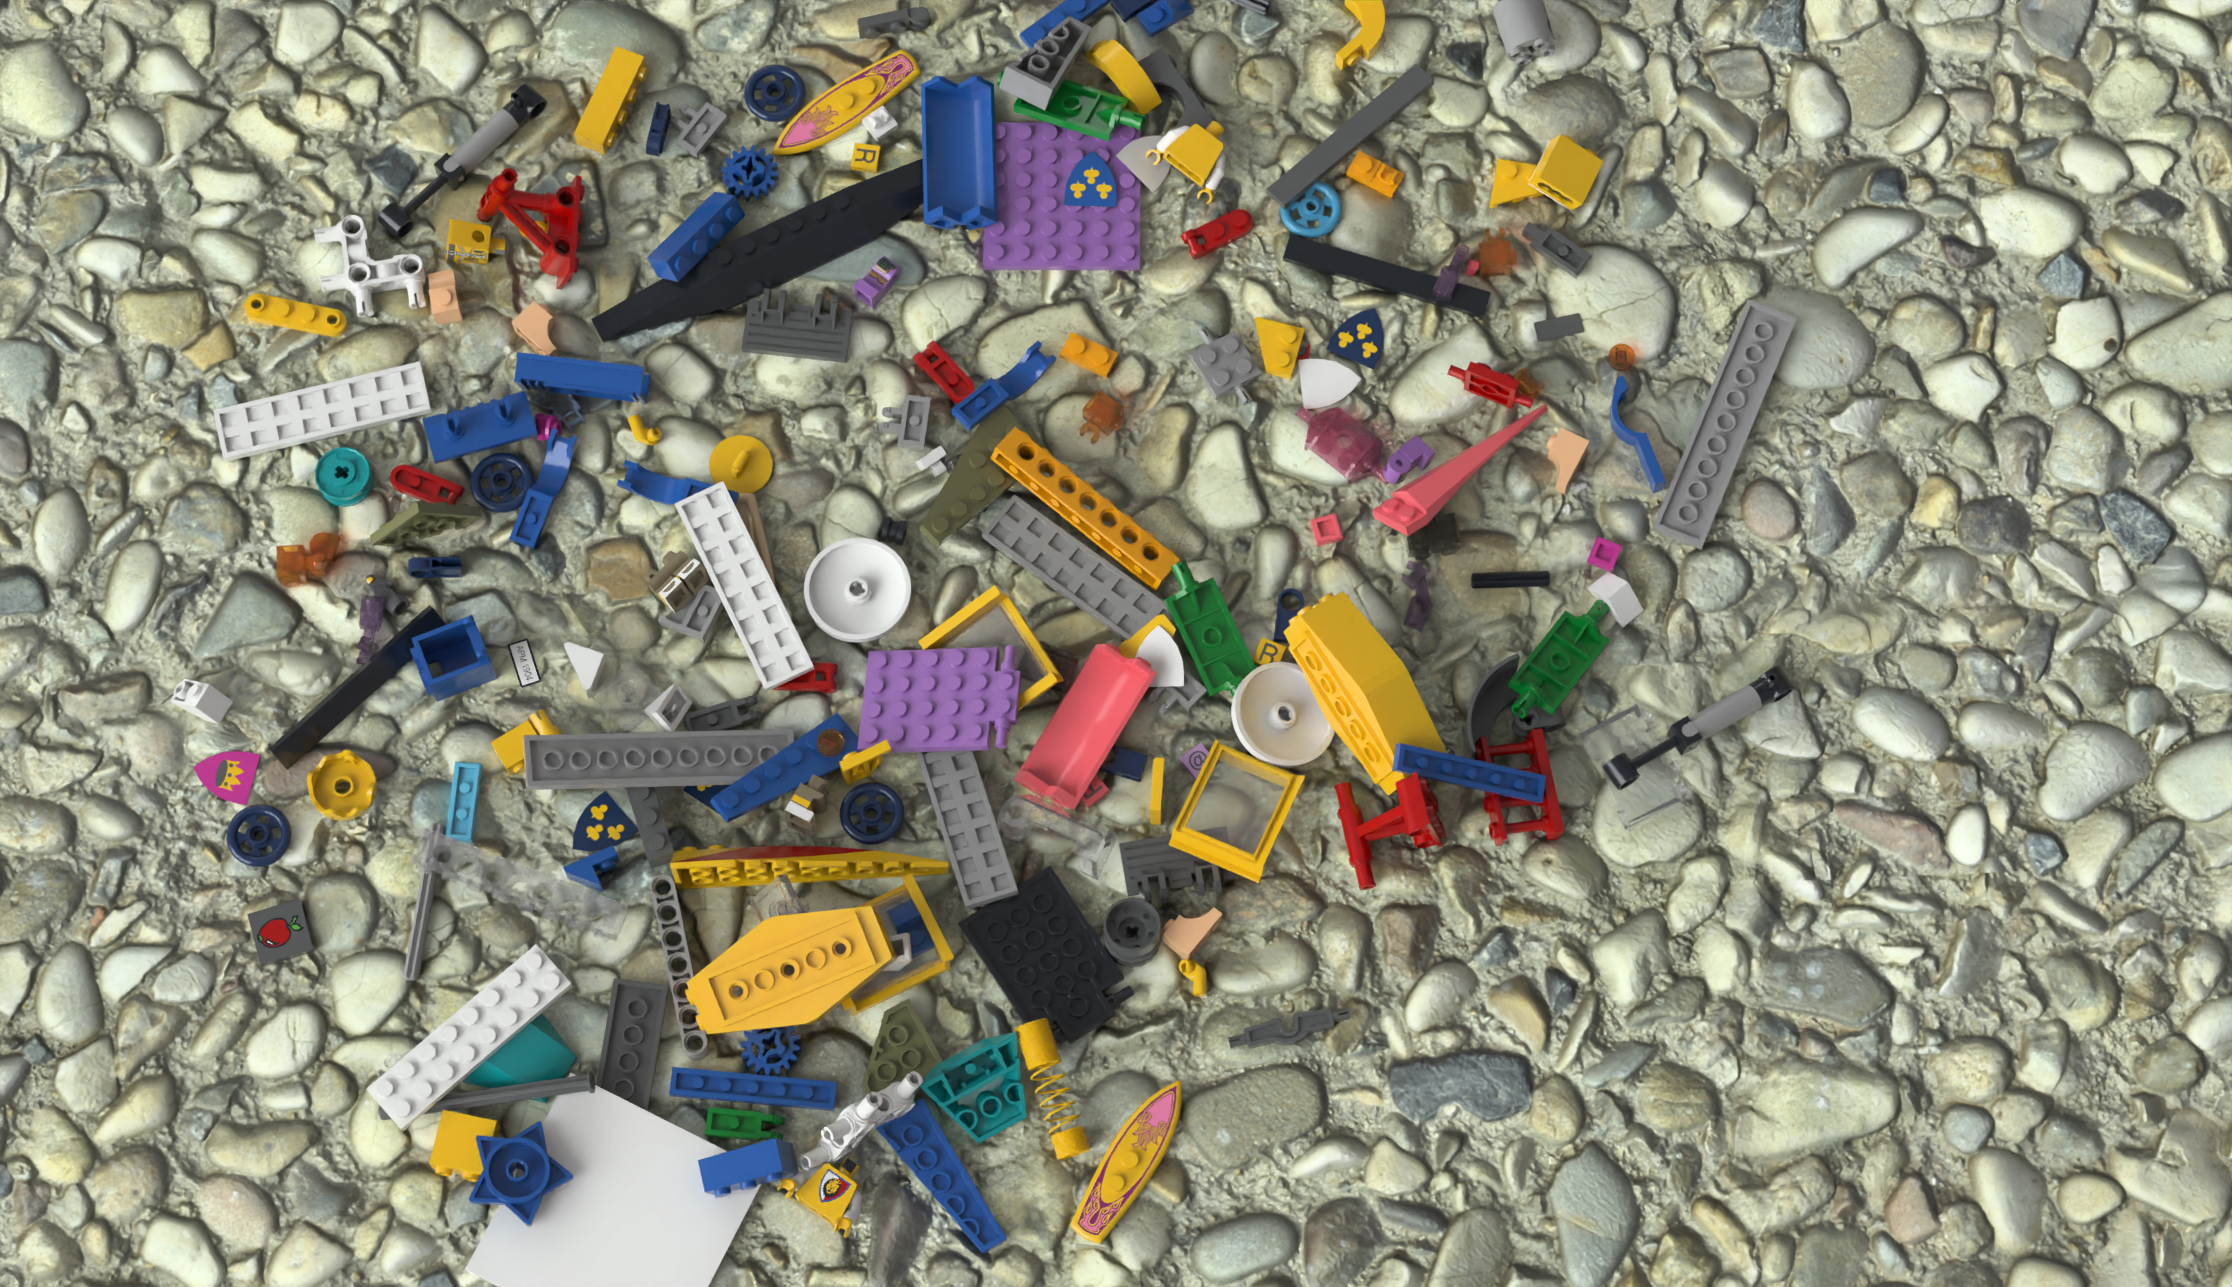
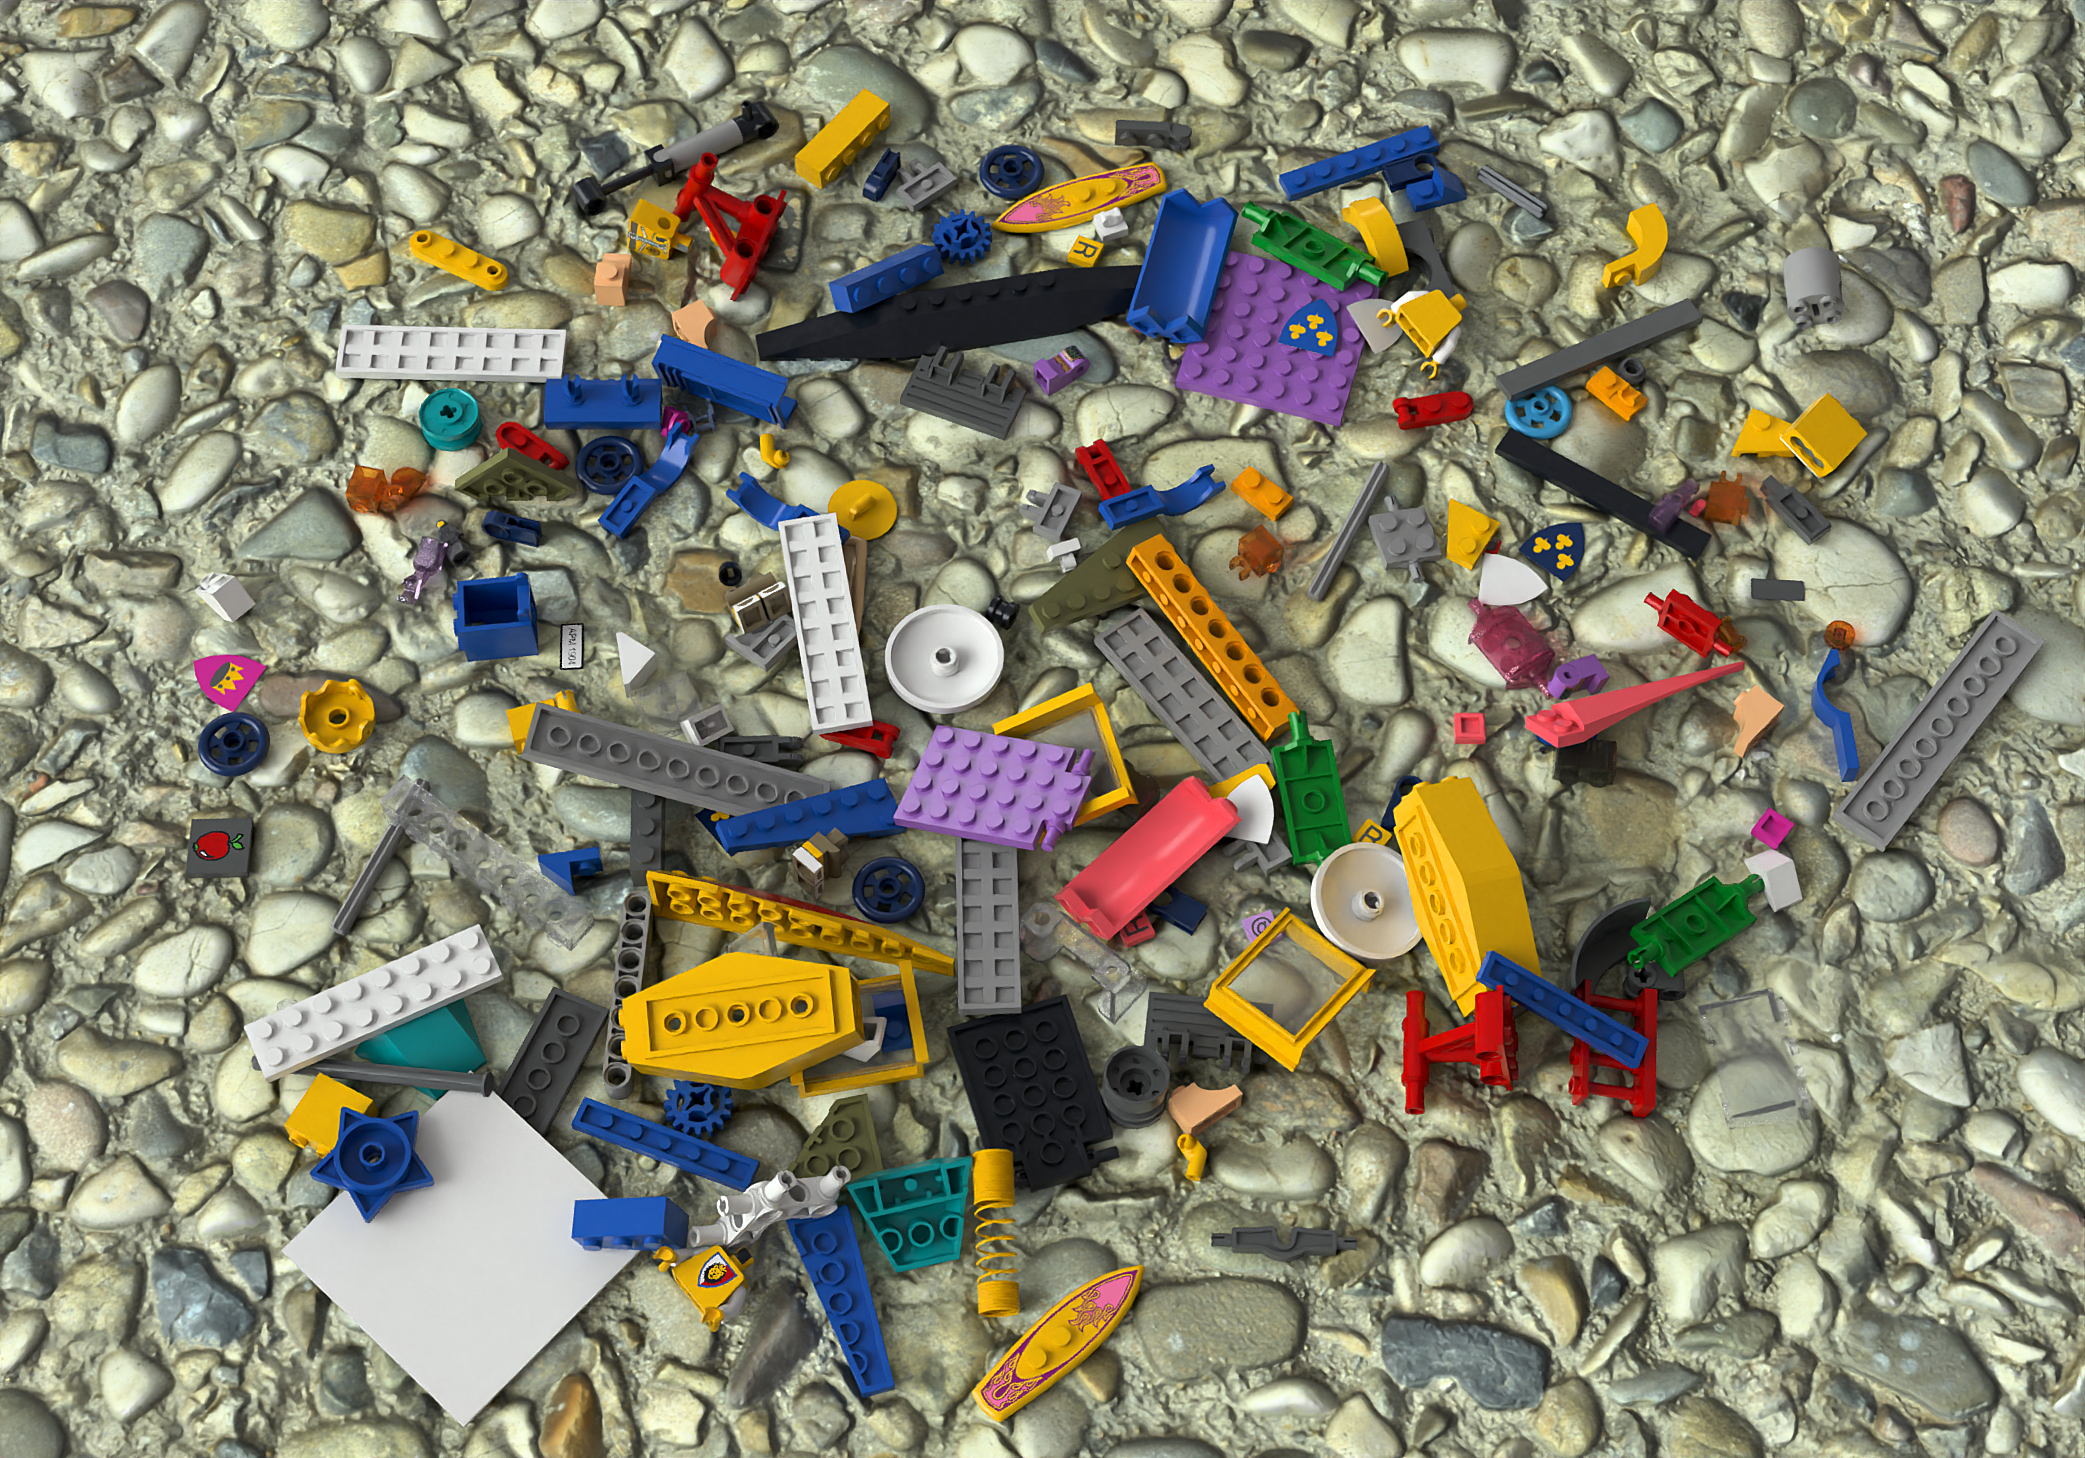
camera: 15 degrees right, 10 degrees down
(353, 690) = (375, 629): black tile -> none
(380, 275) = (542, 239): white pin -> none
(464, 801) = (460, 765): medium azure tile -> none
(602, 825) = (596, 826): dark blue sticker -> none
(645, 563) = (724, 575): none -> black hinge
(741, 1124) = (638, 1178): green hinge -> none
(830, 742) = (865, 802): clear orange tile -> none
(860, 765) = (892, 833): yellow wing -> none
(1044, 67) = (1298, 203): light grey wedge -> none
(1157, 791) = (1206, 944): yellow tile -> none
(1174, 371) = (1348, 531): none -> light grey axle
(1383, 142) = (1631, 365): none -> dark grey plate
(1417, 582) = (1541, 841): clear purple piece -> none
(1510, 579) = (1660, 829): black axle -> none
(1689, 732) = (1824, 1037): piece -> none

